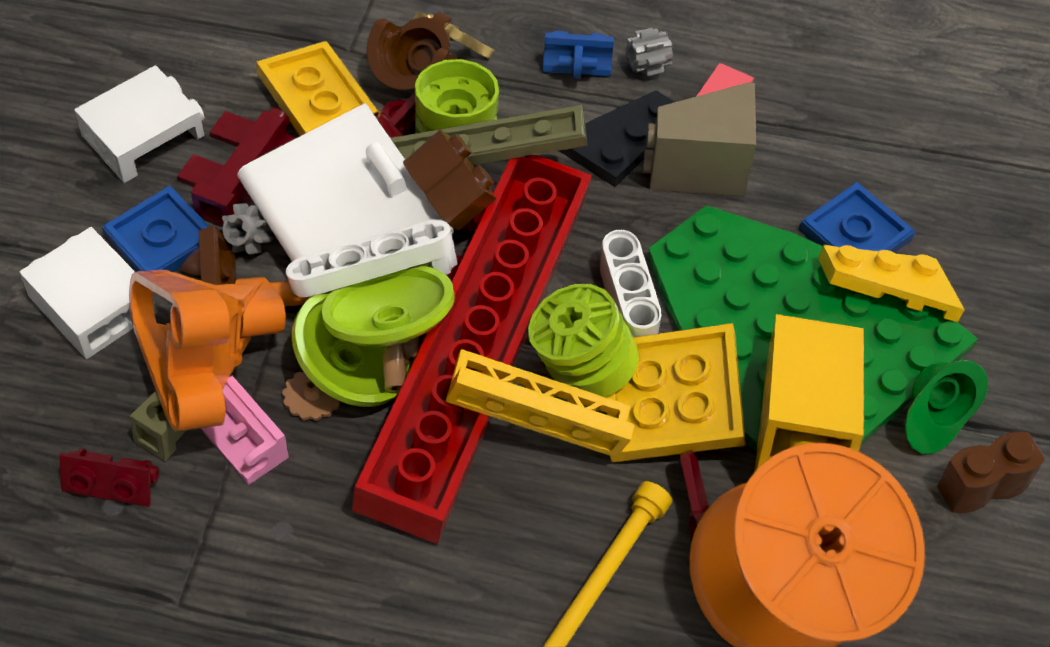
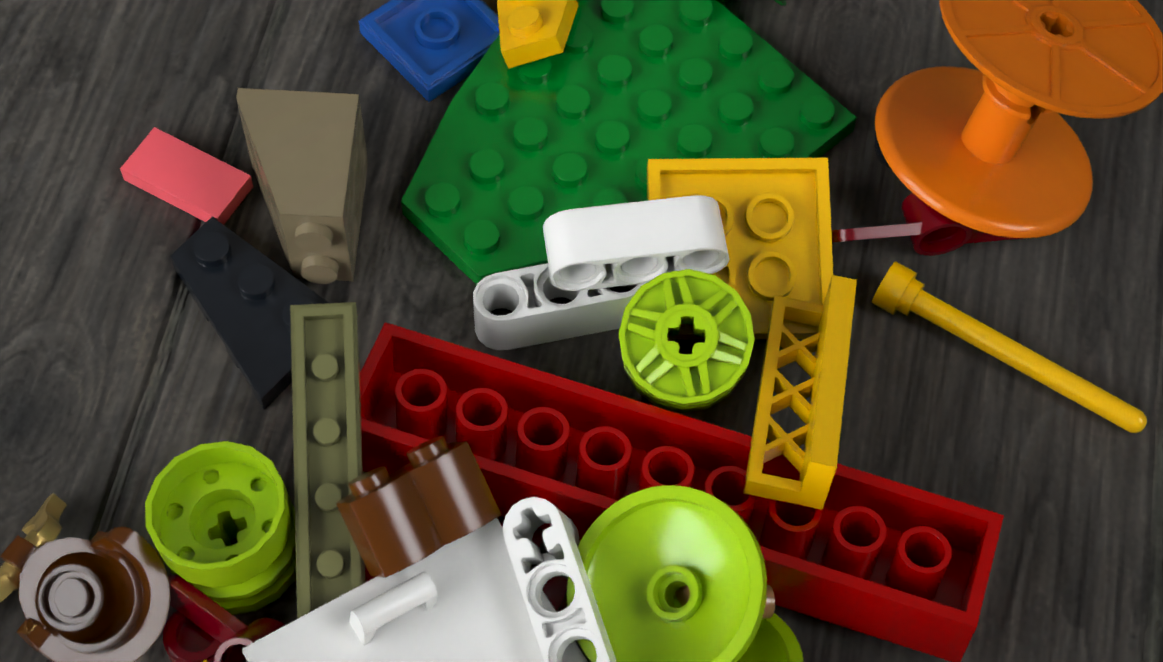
camera: 90 degrees left, 5 degrees up
(578, 54) = (92, 360): blue hips -> none
(649, 52) = (95, 257): light grey gear -> none
(657, 310) = (634, 242): none -> white beam
(812, 387) = (766, 79): yellow slope -> none

